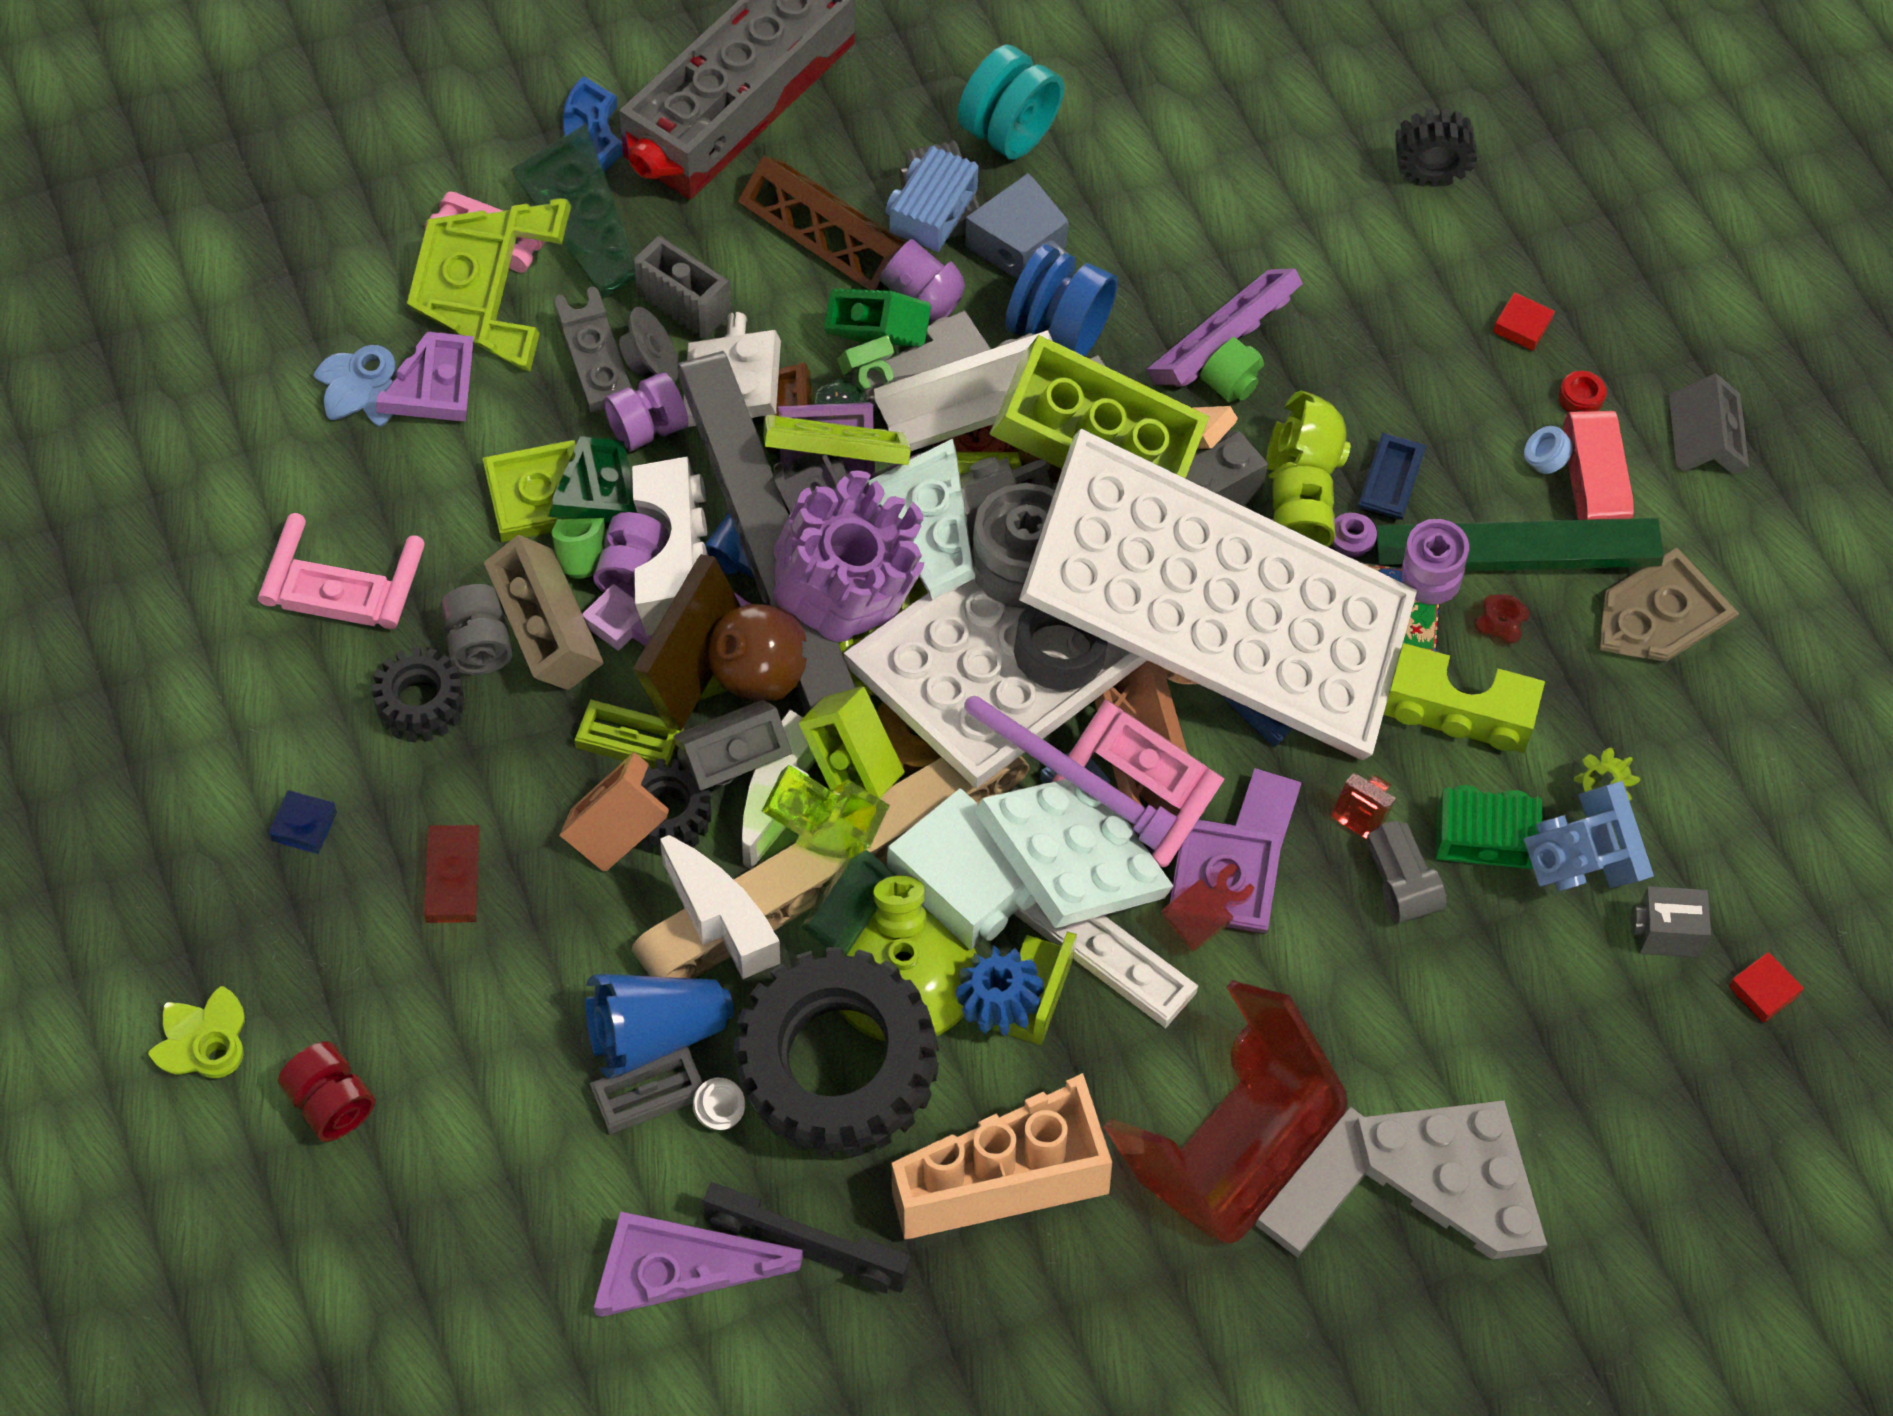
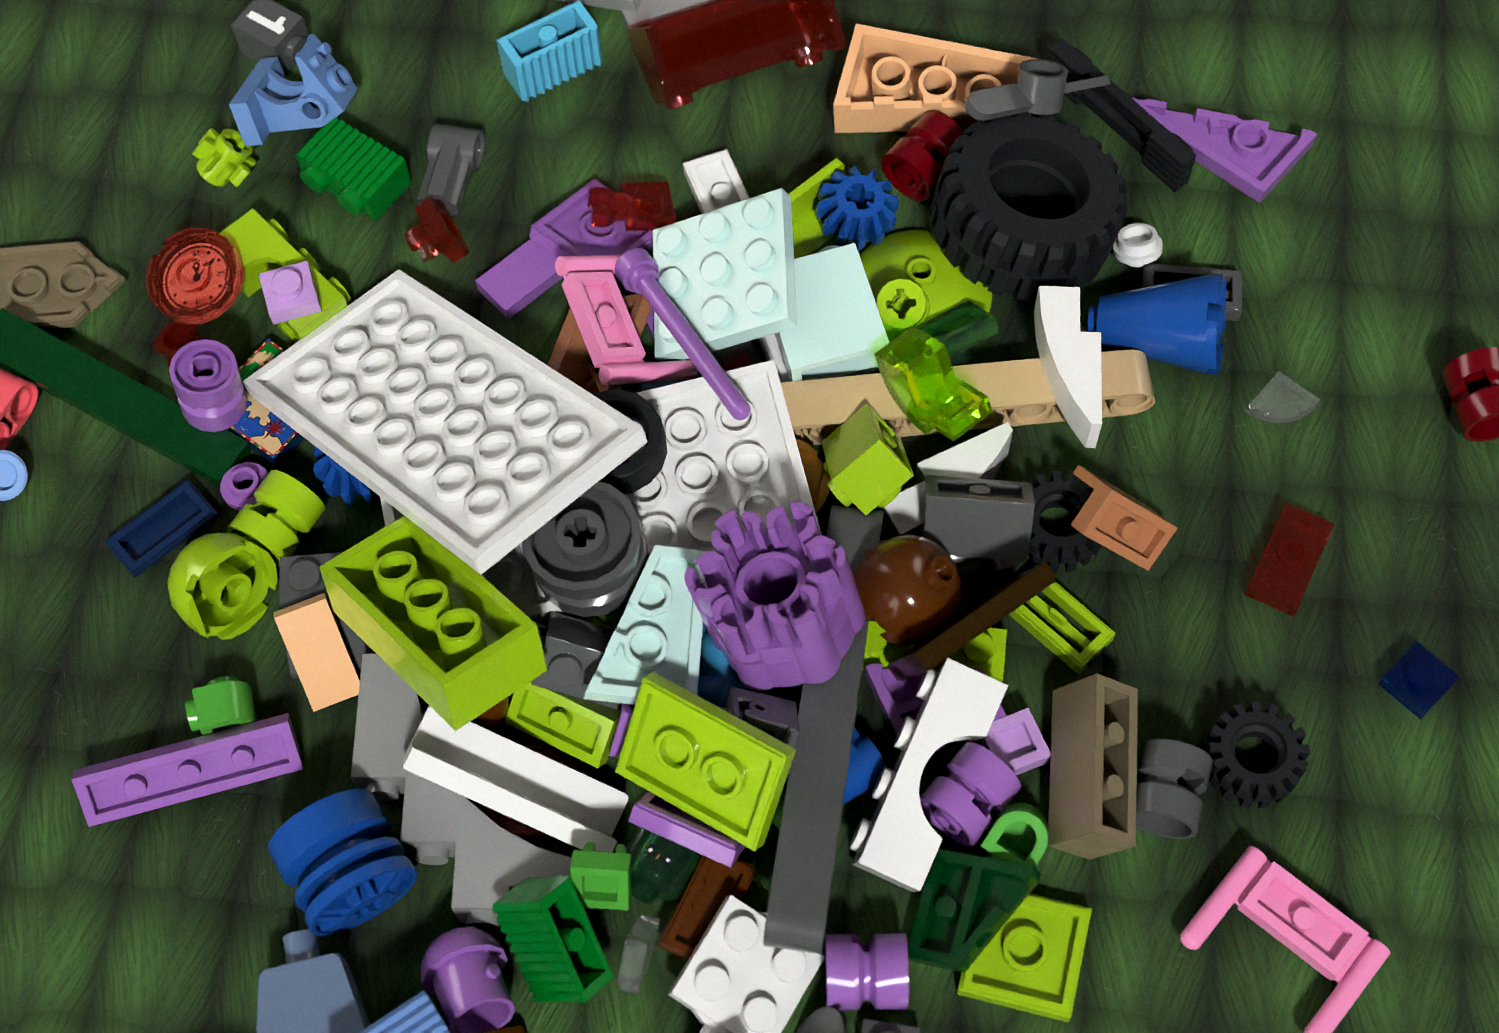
camera: 145 degrees left, 5 degrees up
(516, 1020) = (1282, 401): none -> clear tile
(819, 361) = (637, 953): none -> clear tile
(898, 1115) = (1037, 91): none -> dark grey piece
(969, 1086) = (918, 158): none -> dark red wheel
(1396, 1020) = (550, 50): none -> medium azure brick
(1433, 663) = (290, 292): none -> lavender plate
(1528, 649) = (195, 276): none -> clear red tile

